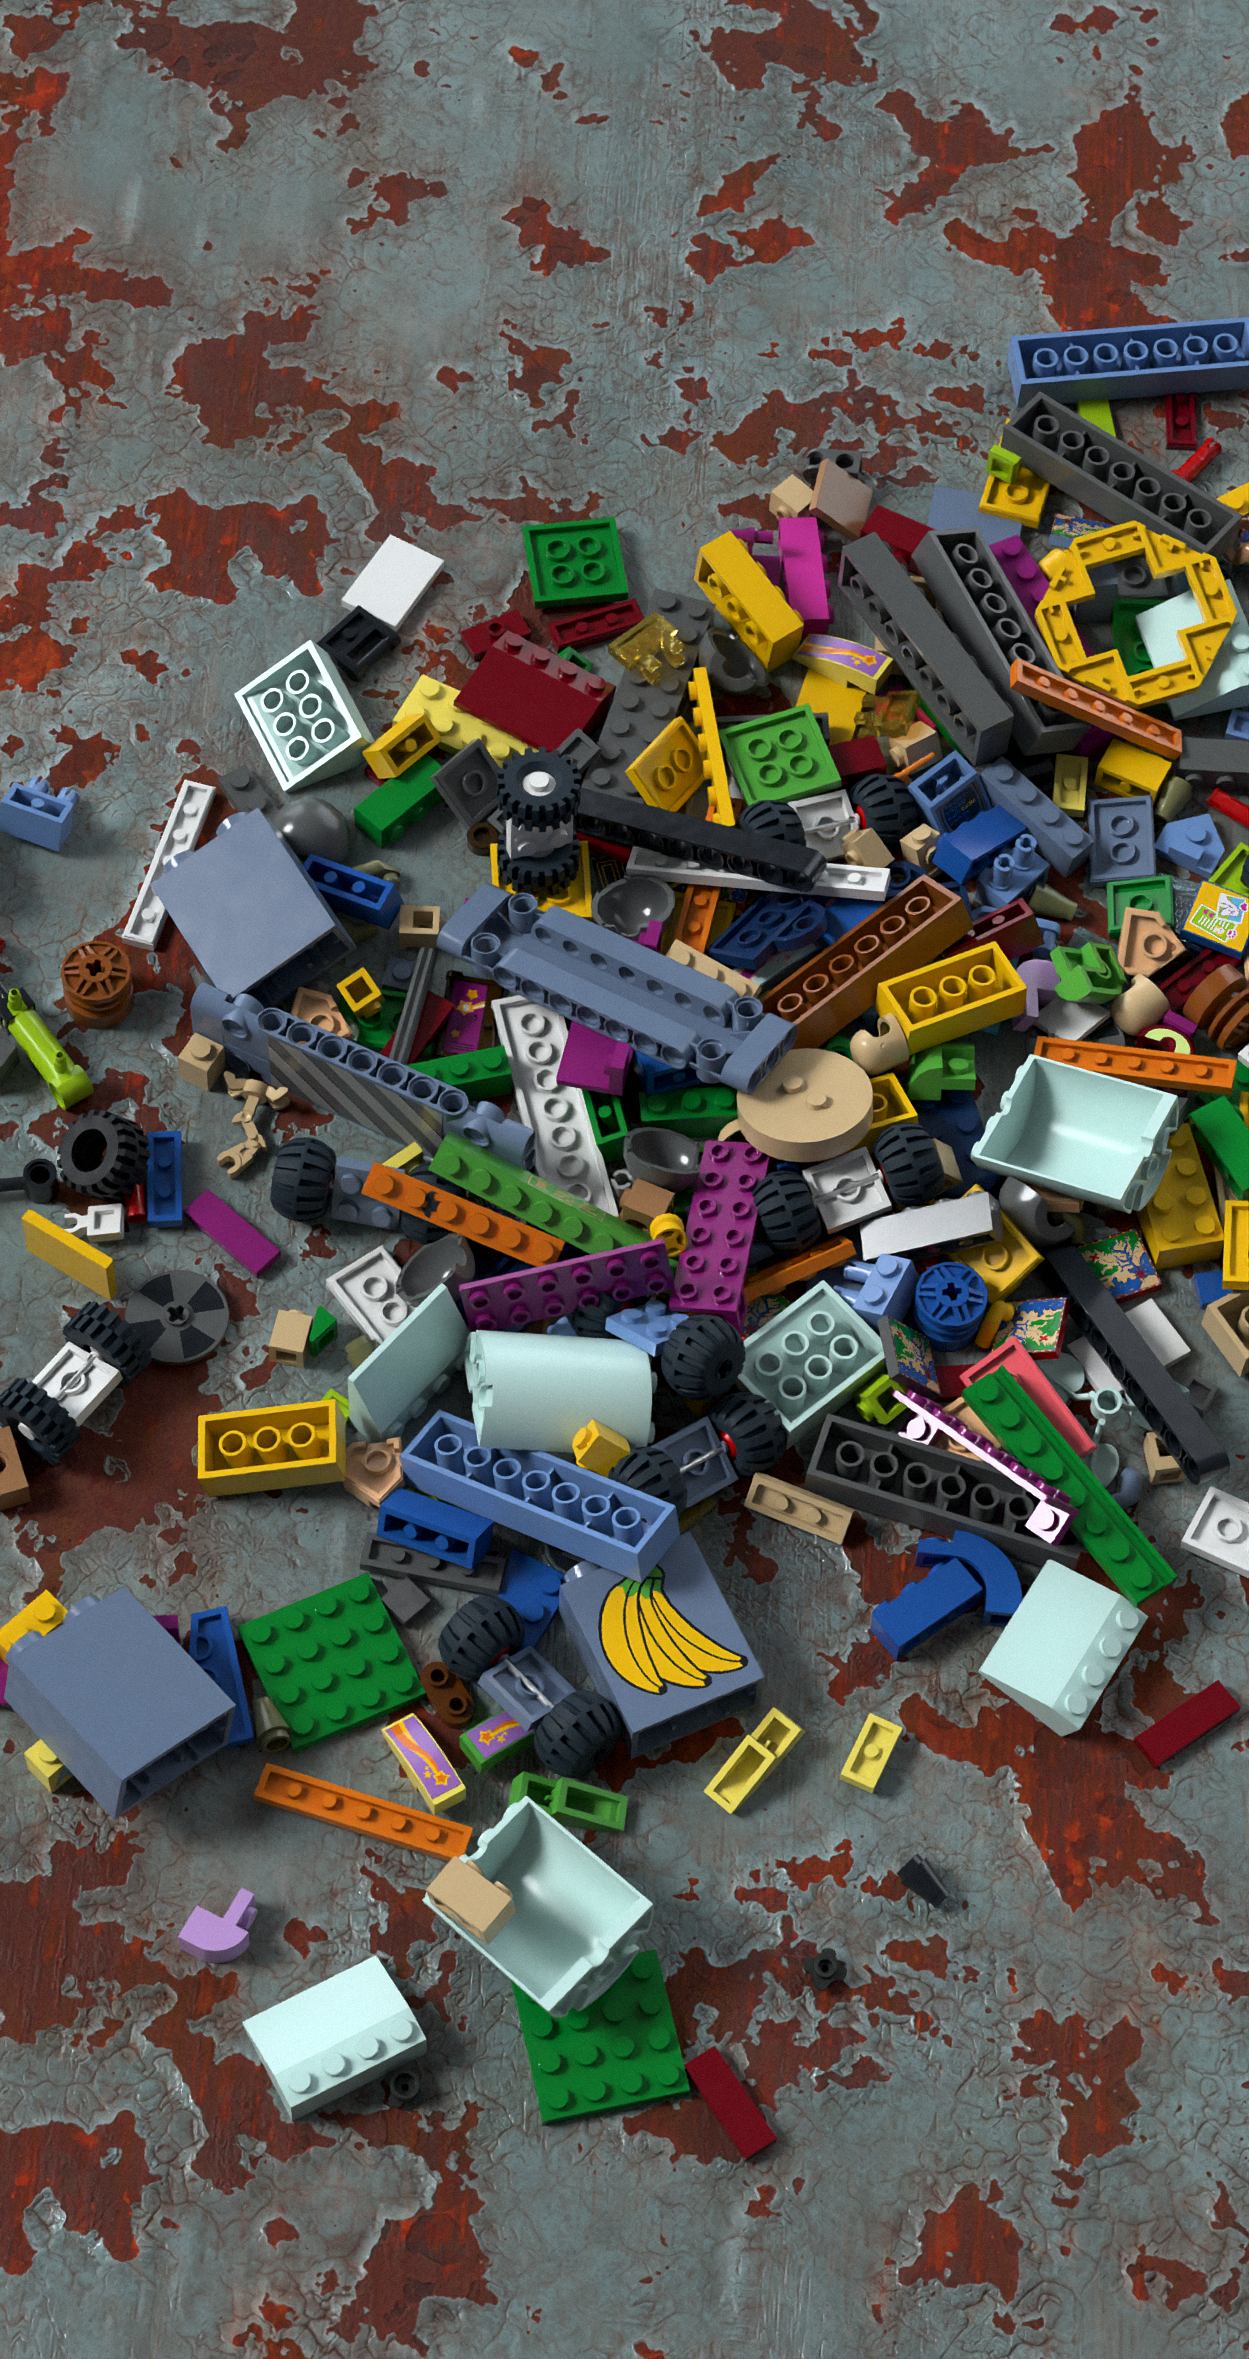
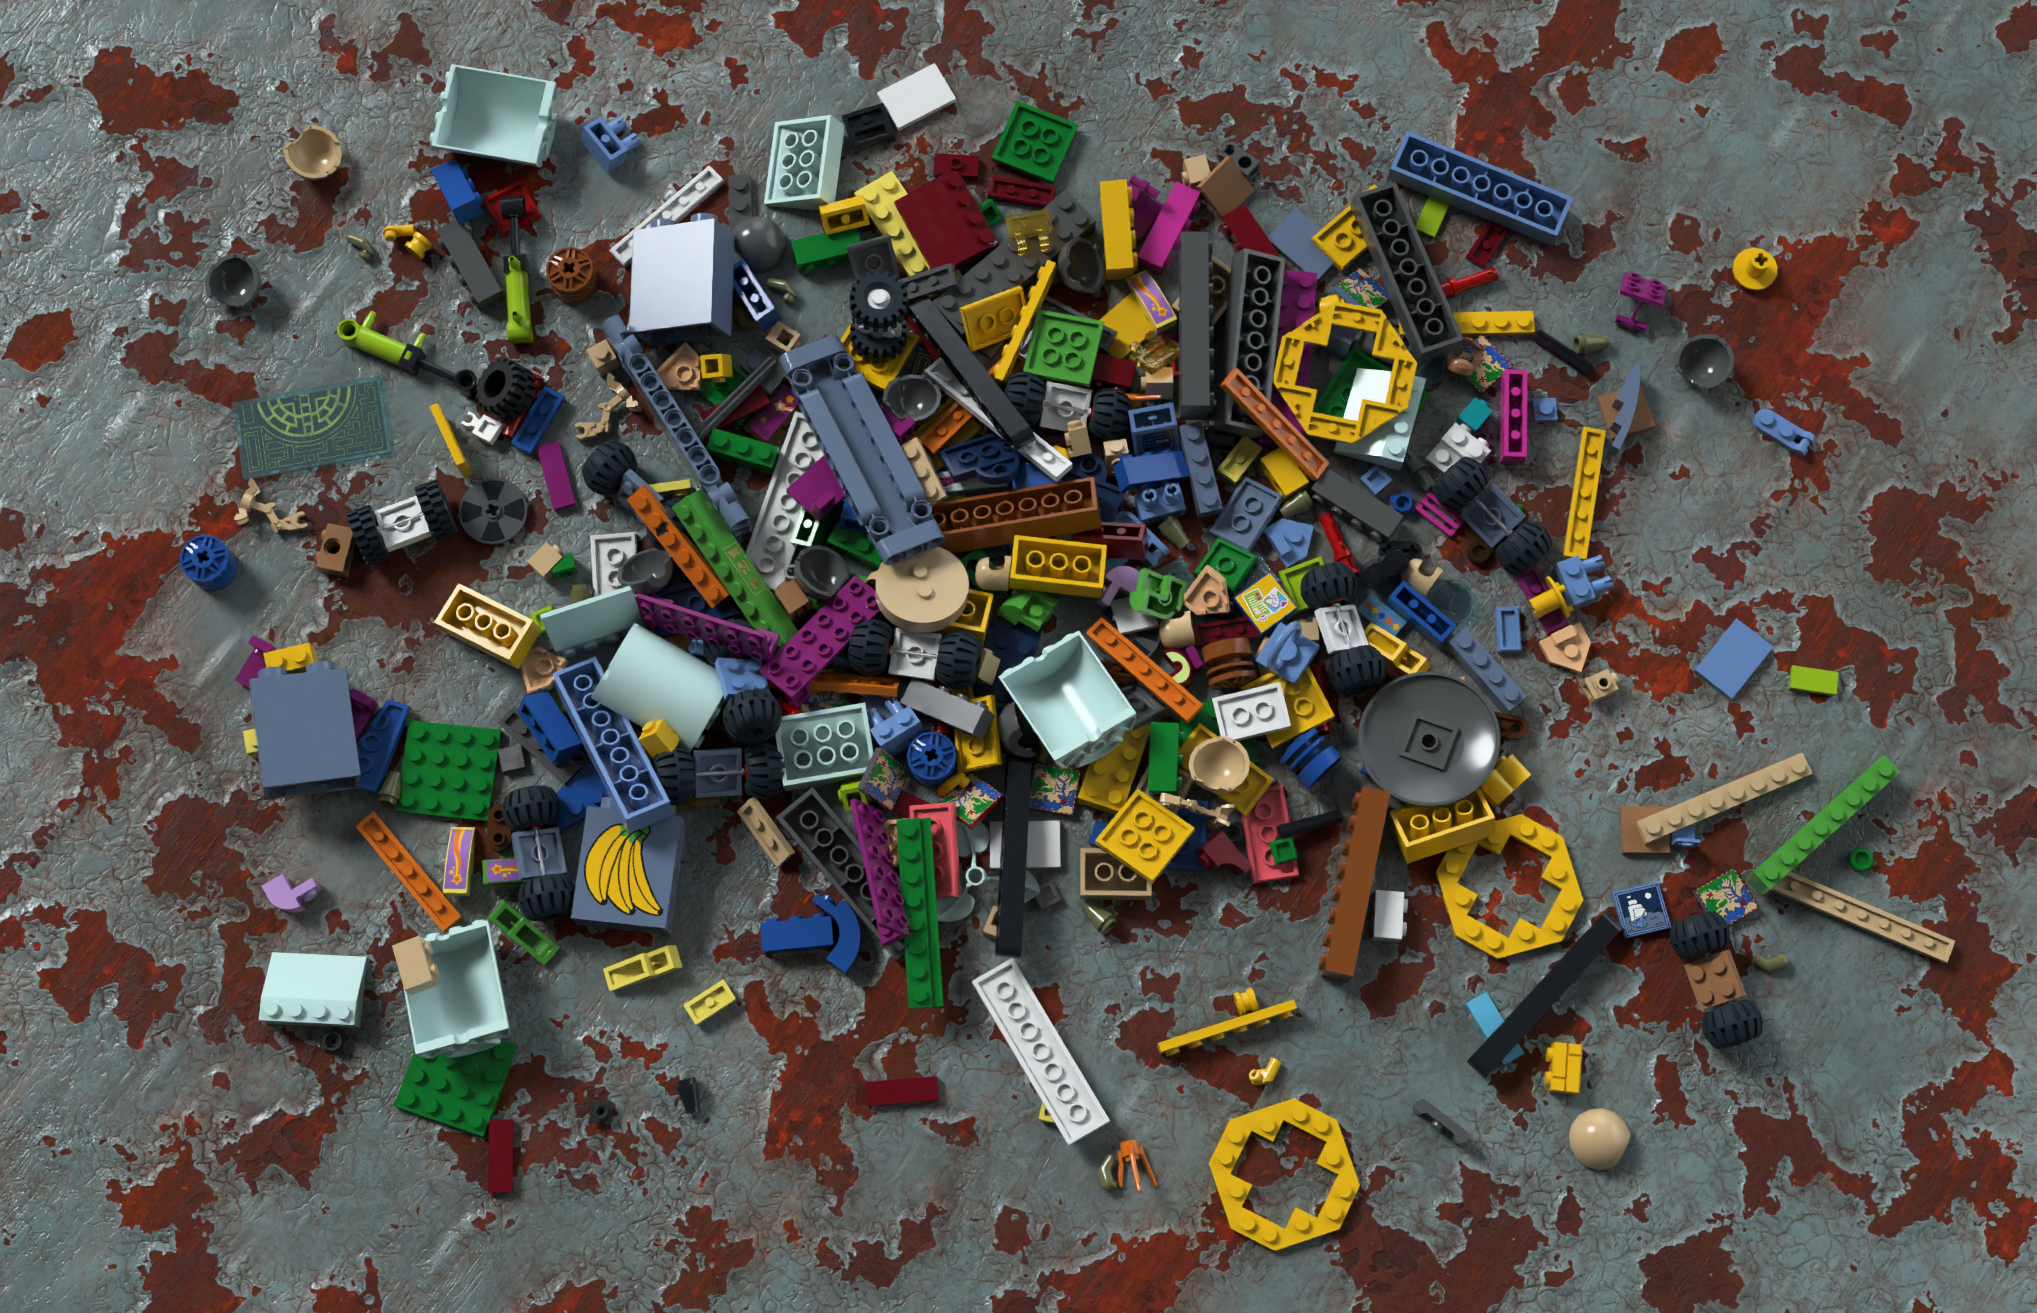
camera: 35 degrees right, 15 degrees up
(676, 1240) = (788, 625): yellow wheel -> none
(1003, 464) = (1342, 218): lime tile -> none
(1062, 1646) = (855, 1005): light aqua slope -> none
(1130, 1489) = (965, 932): sand blue arm -> none

